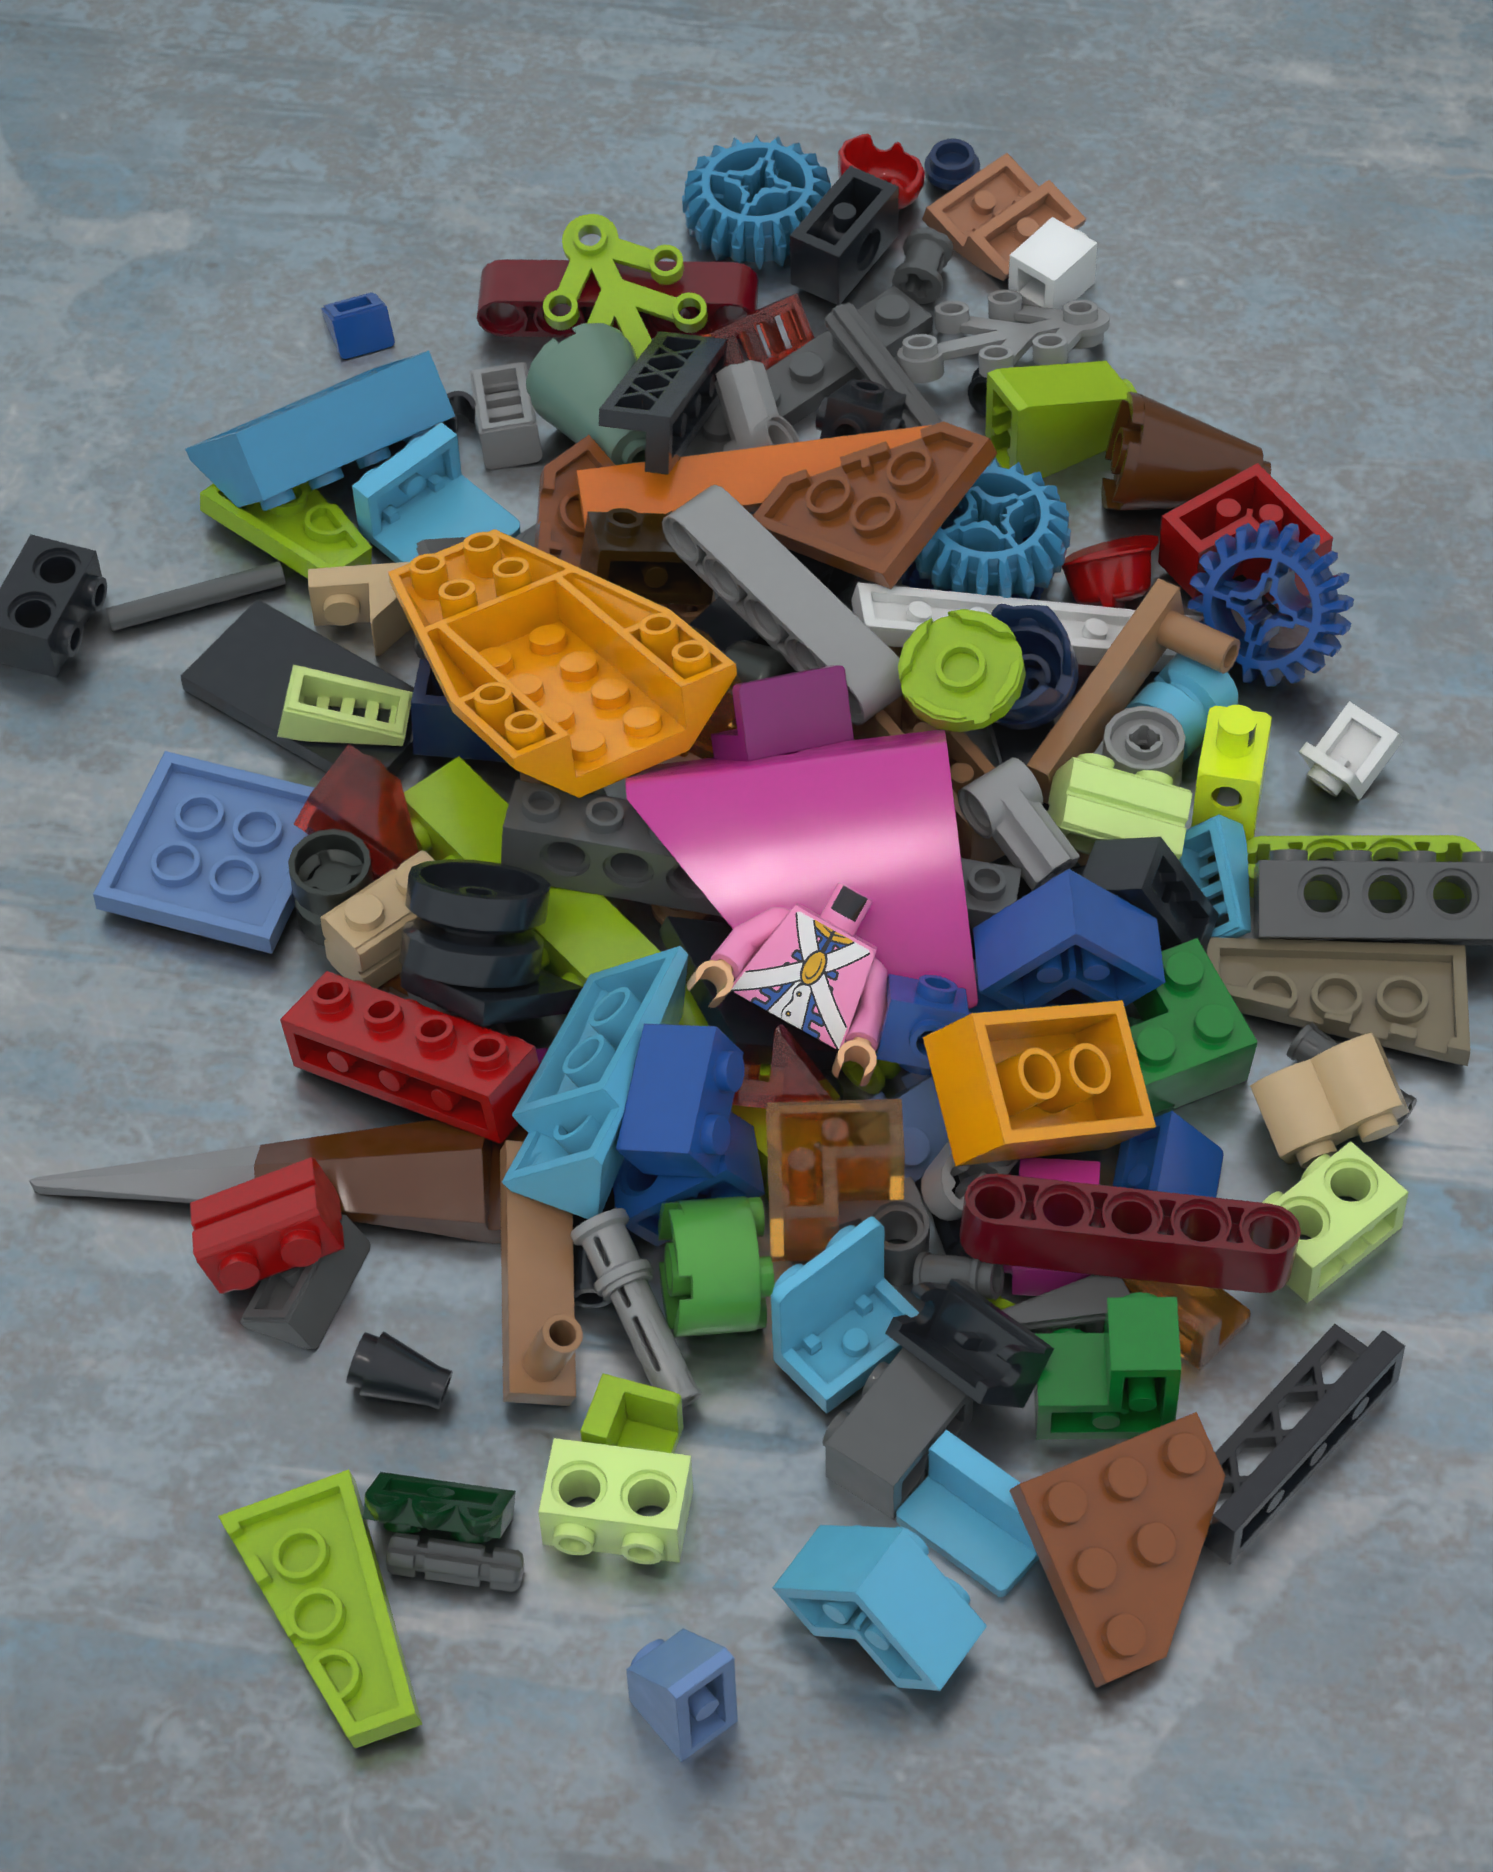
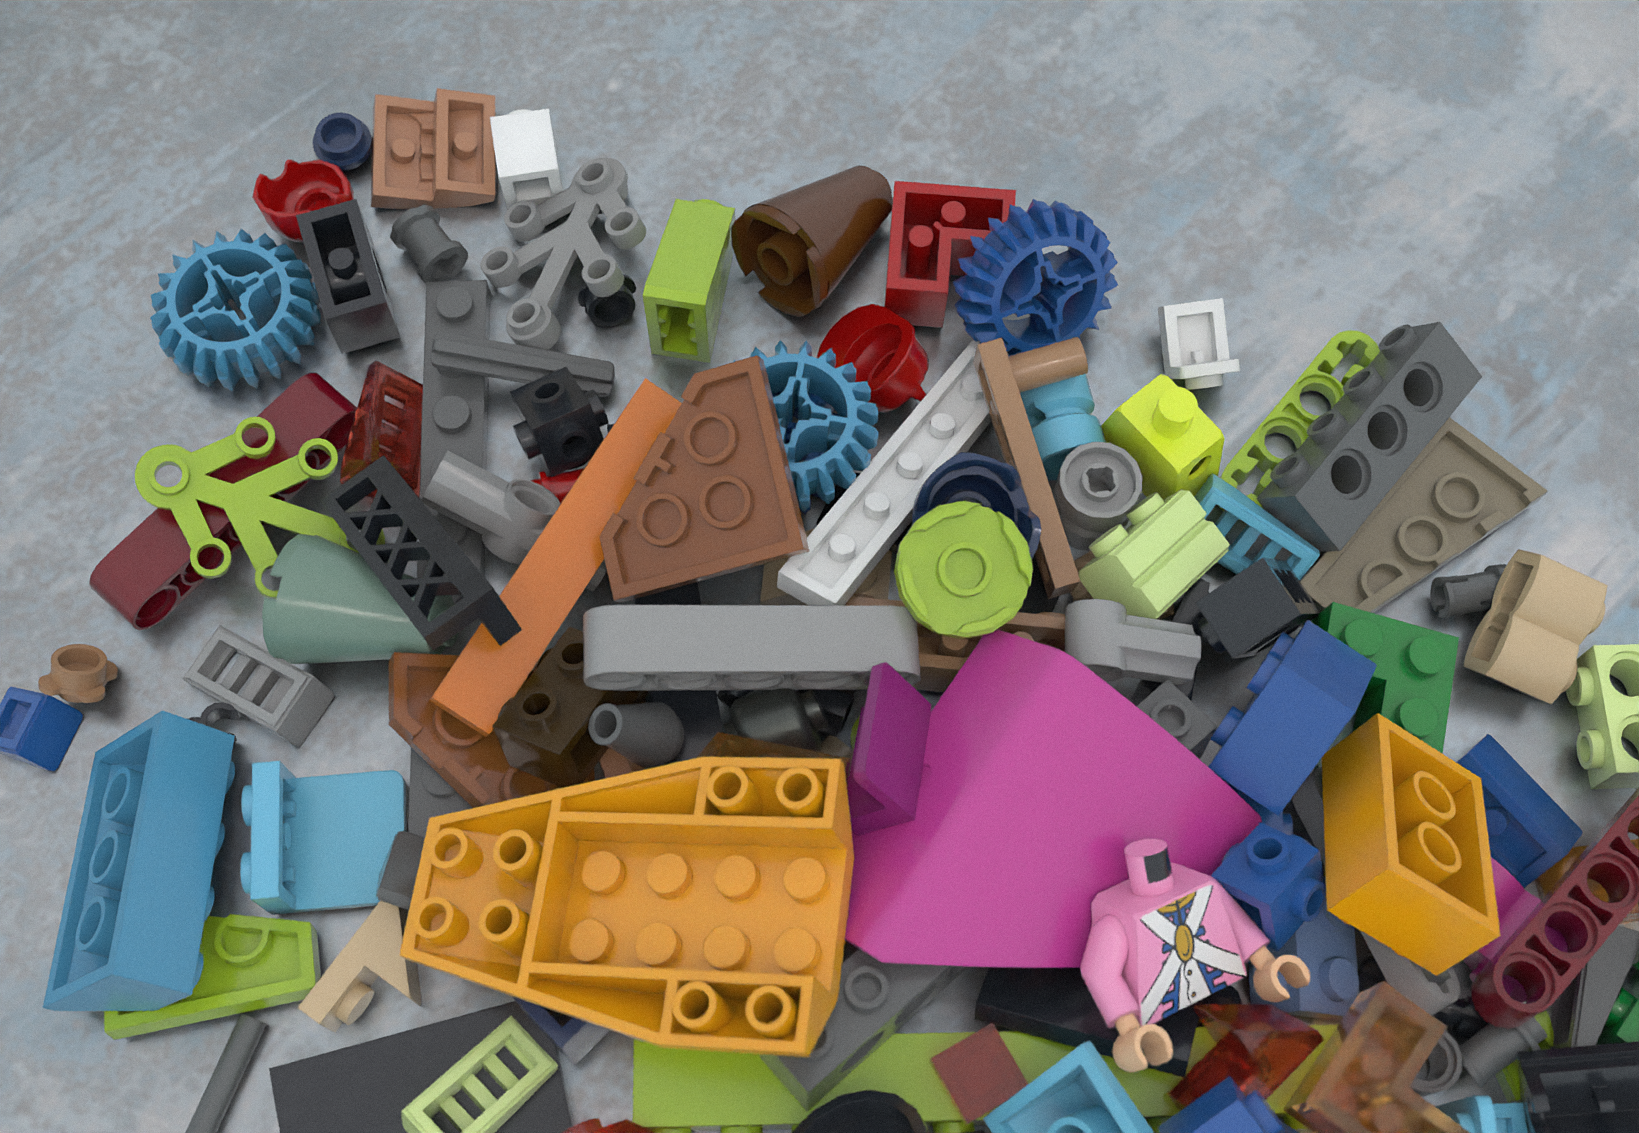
camera: 55 degrees left, 15 degrees up
(417, 314) = (78, 674): none -> medium nougat plate
(615, 943) = (978, 1073): none -> clear red tile
(665, 586) = (639, 731): none -> dark grey cone

